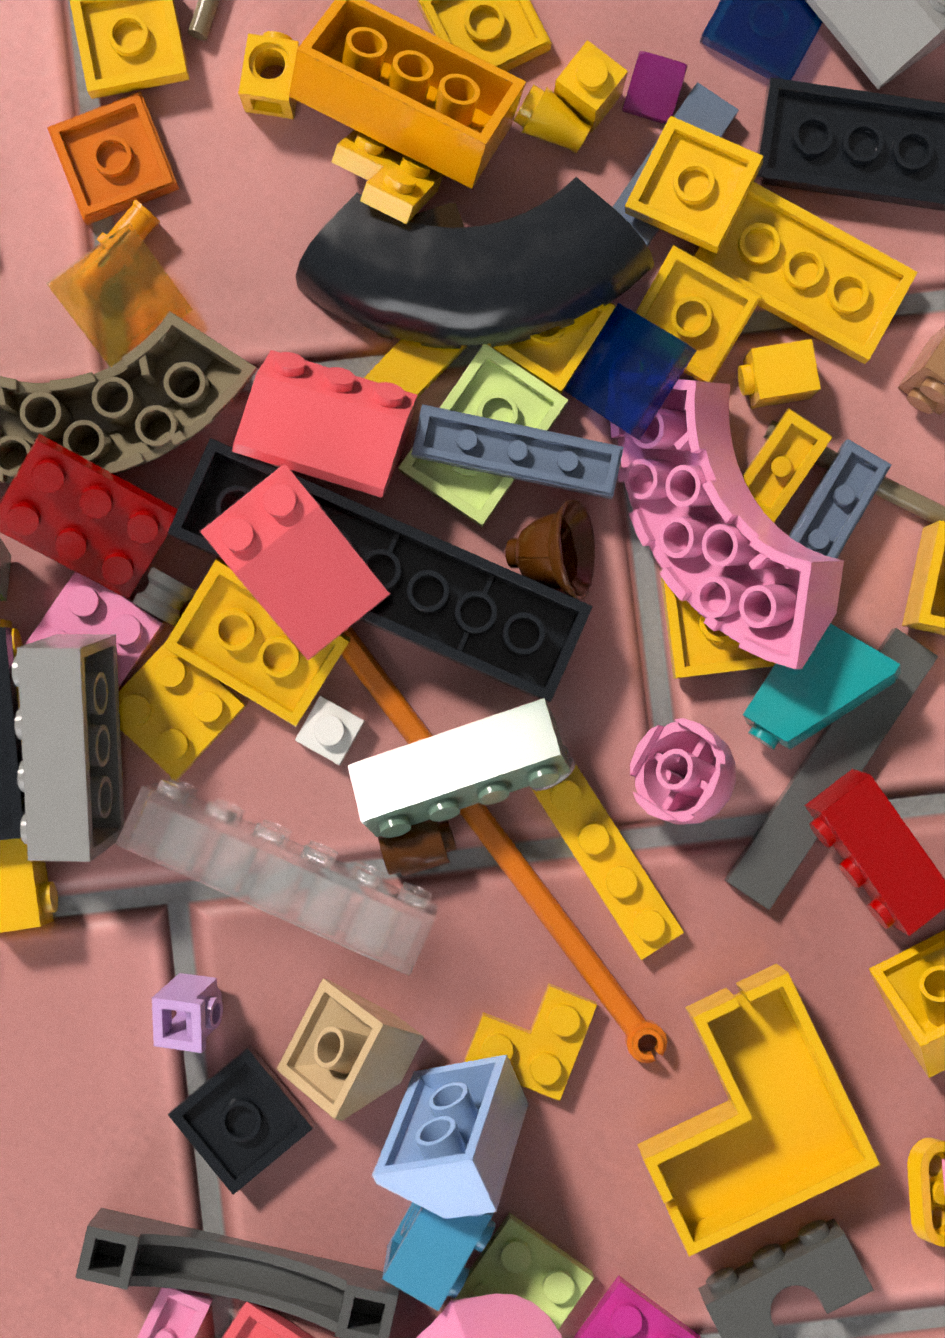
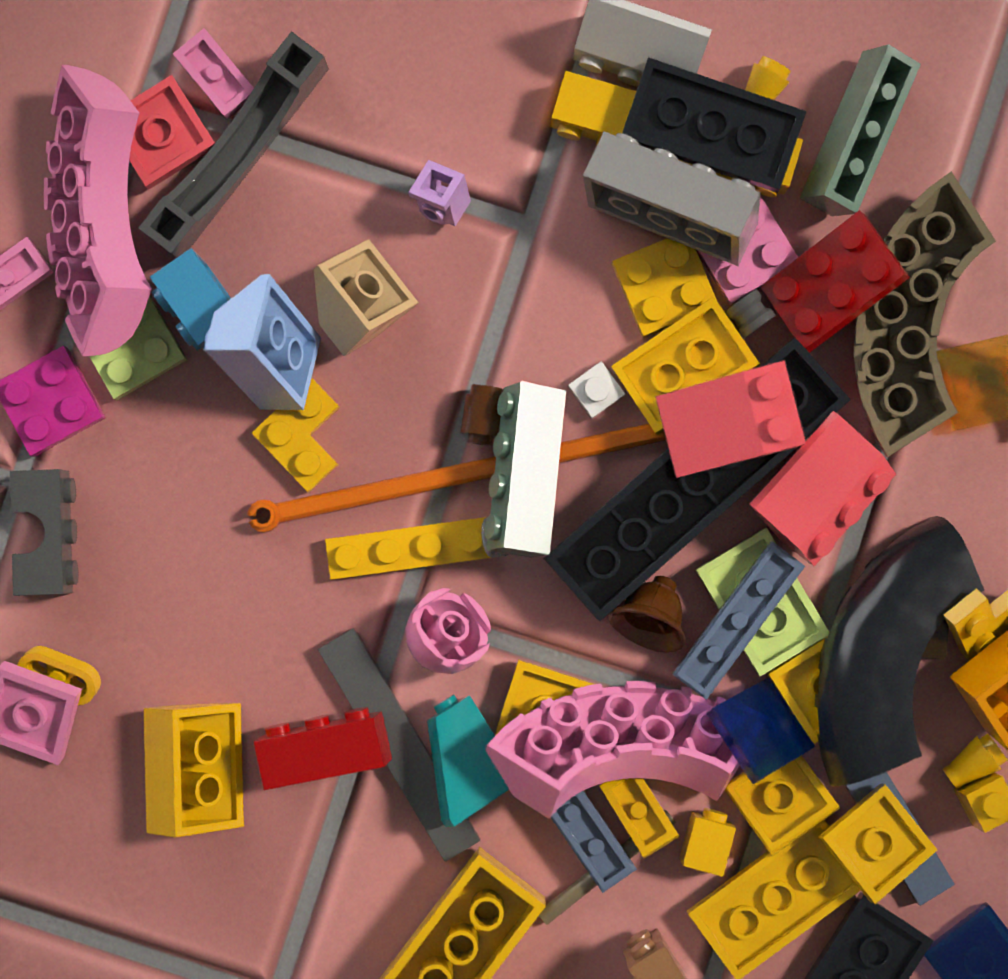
camera: 120 degrees right, 0 degrees up
(241, 1119) = (345, 198): black plate -> none
(279, 875) = (509, 304): clear brick -> none
(413, 365) = (837, 573): yellow tile -> none
(654, 87) = (965, 850): magenta slope -> none
(778, 1134) = (155, 582): yellow piece -> none

